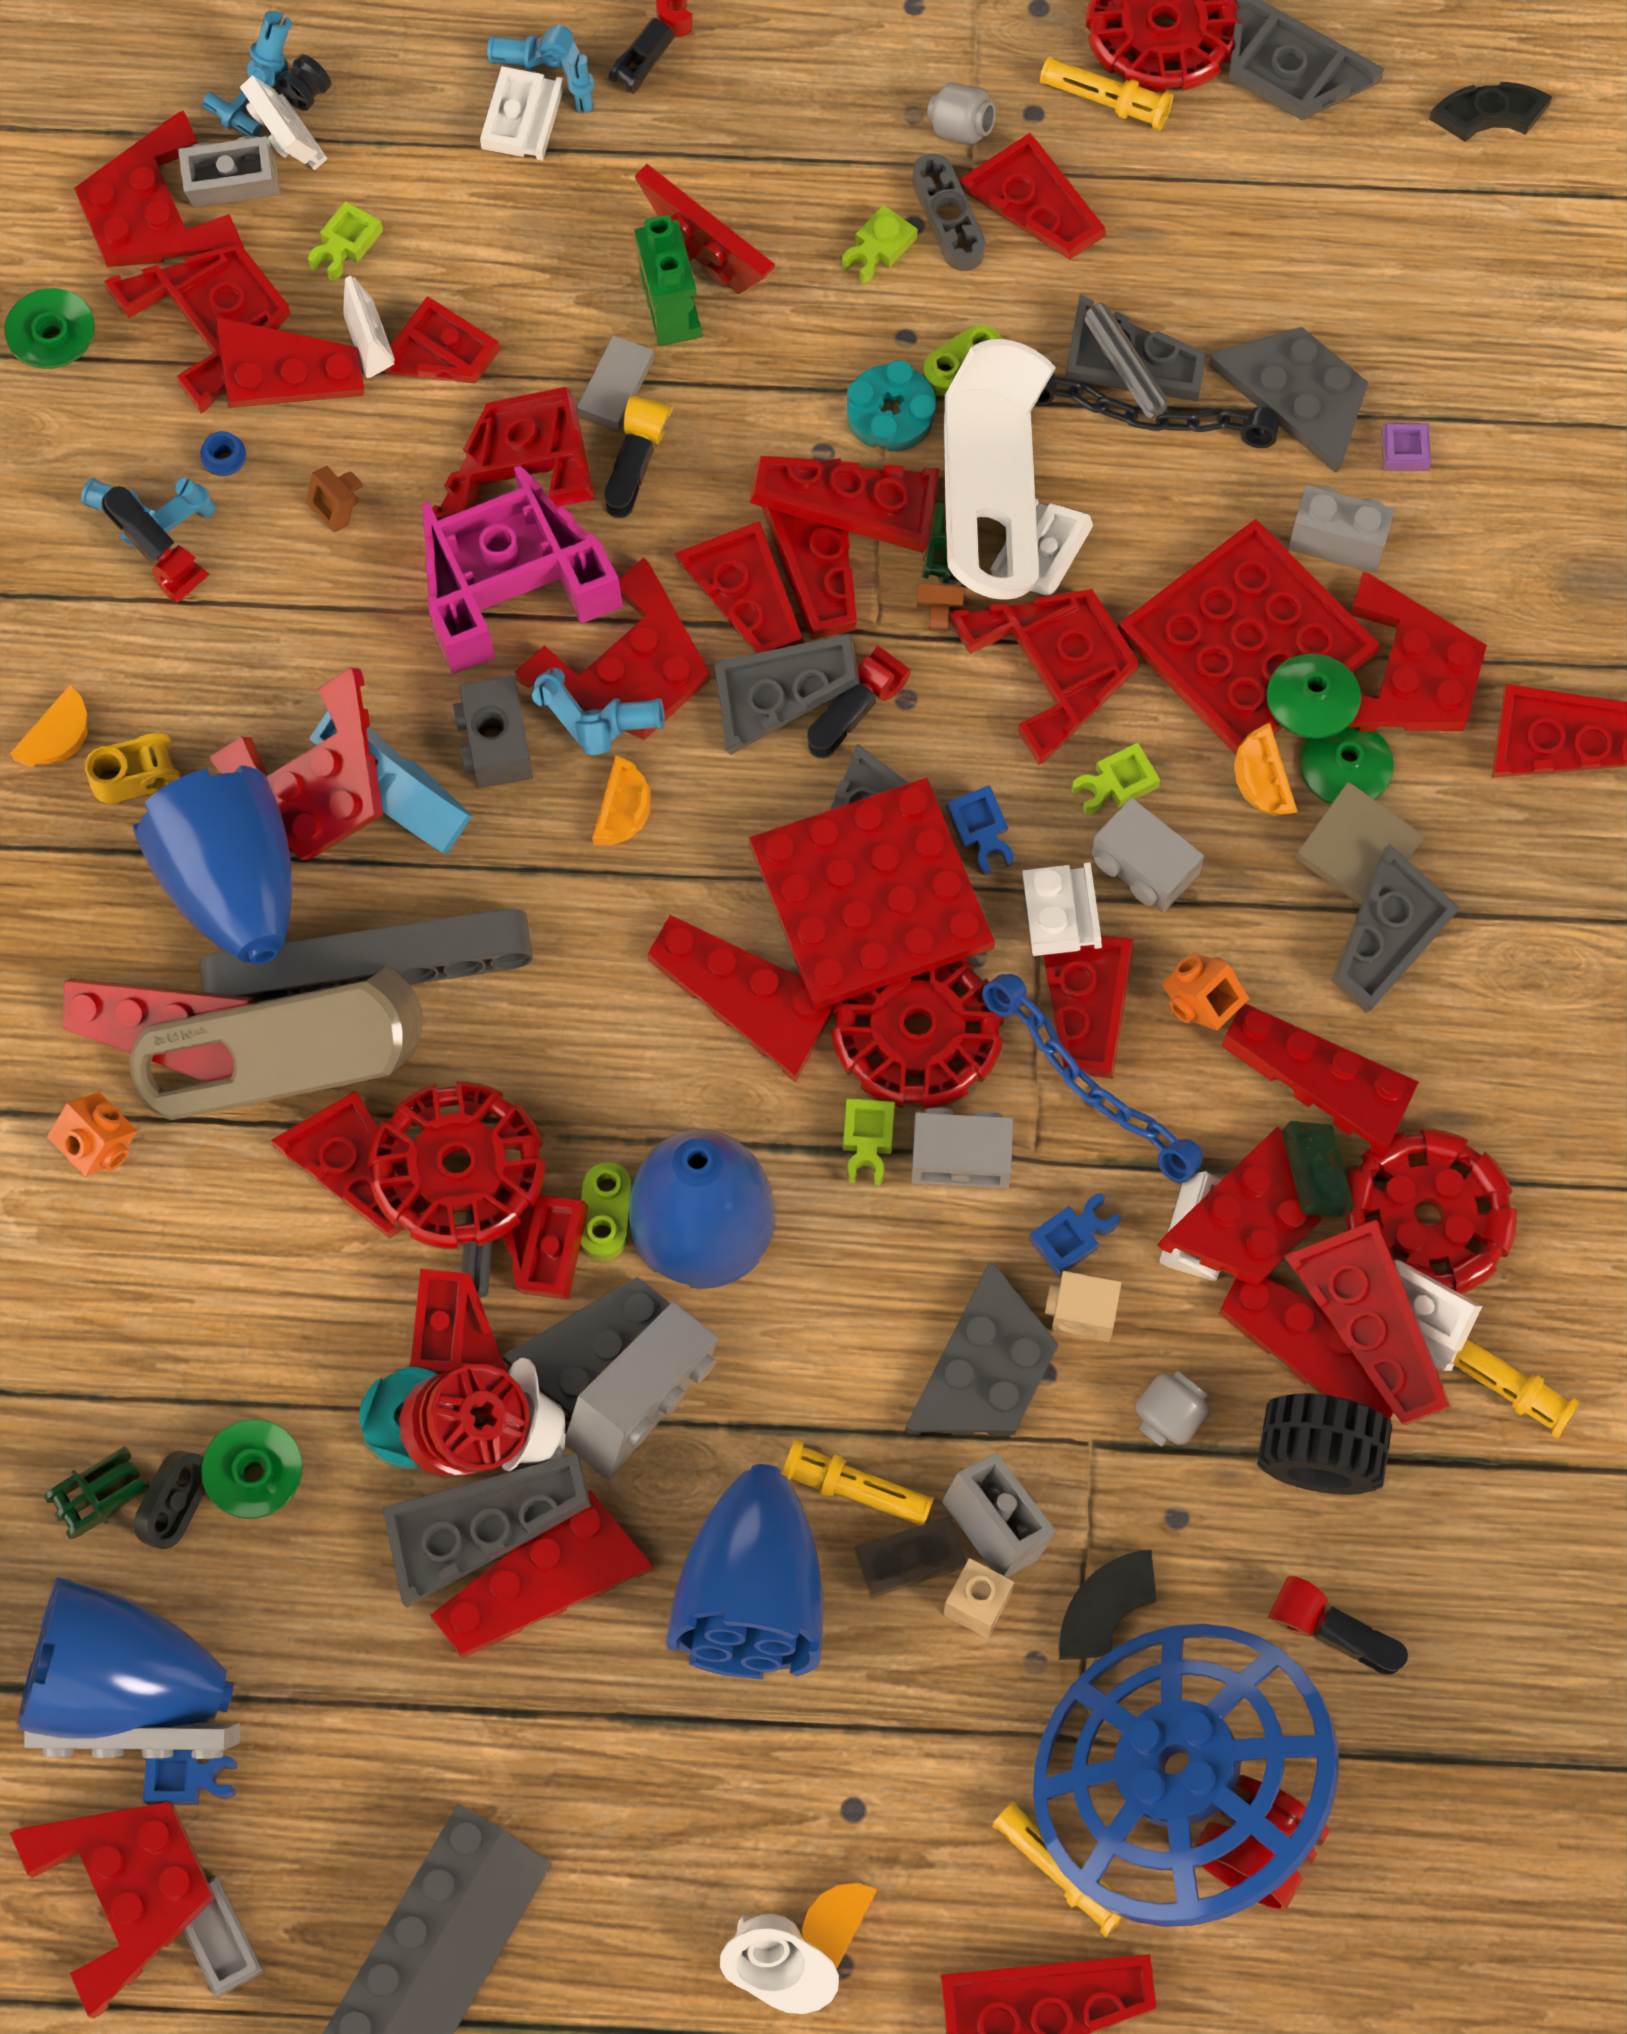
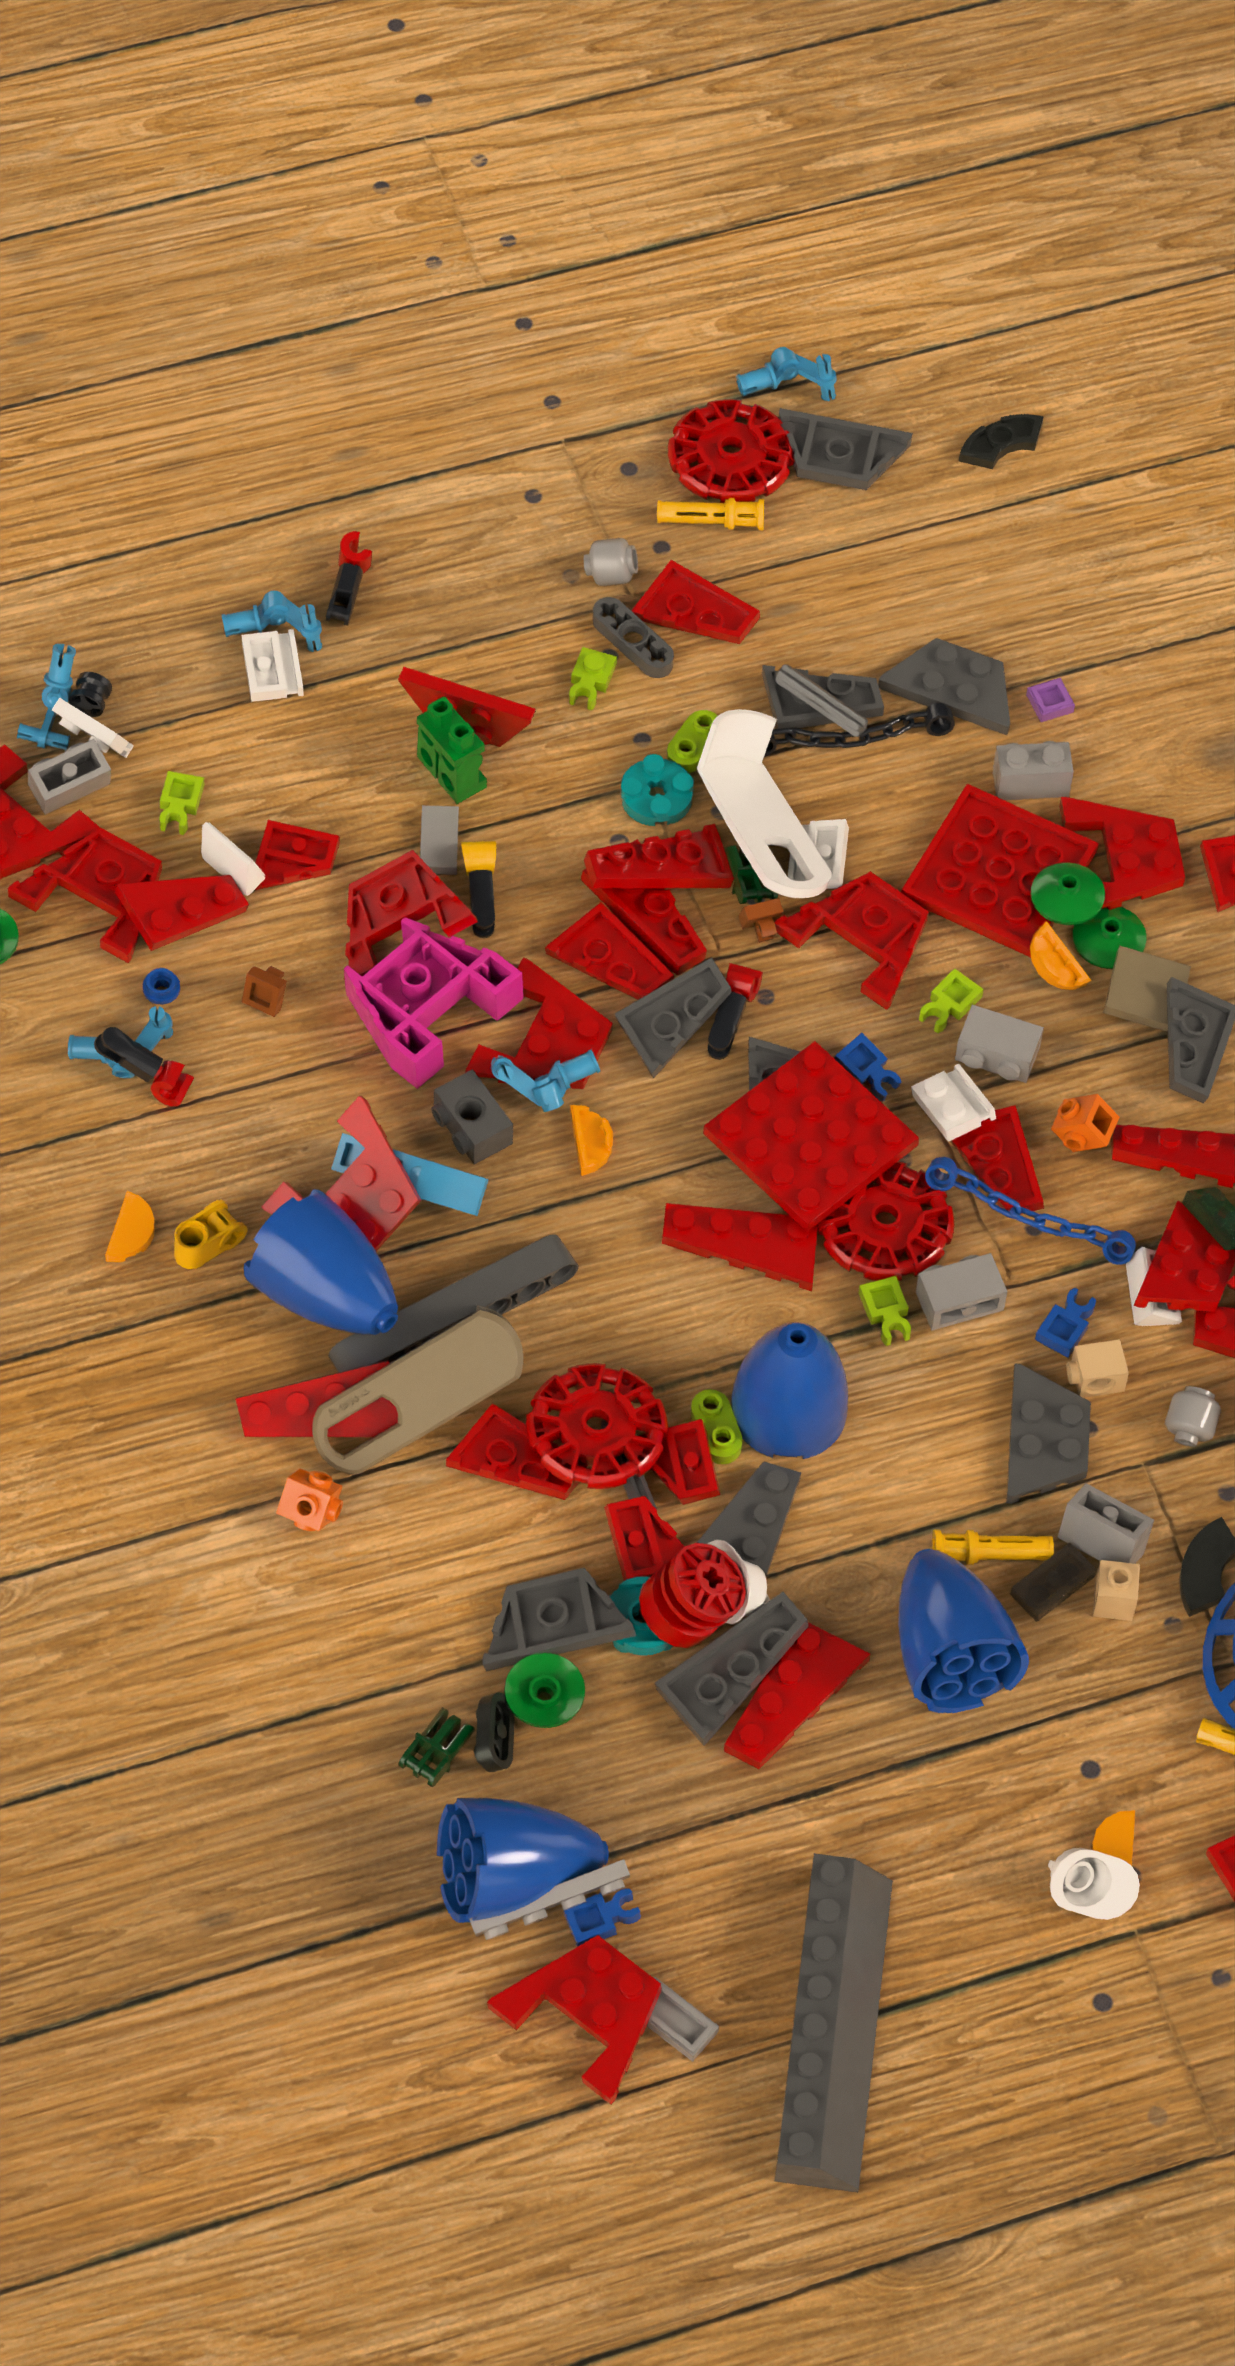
camera: 25 degrees left, 10 degrees down
(303, 1384) = (554, 1617): none -> dark grey wing
(639, 1389) = (805, 1534): light grey wedge -> none

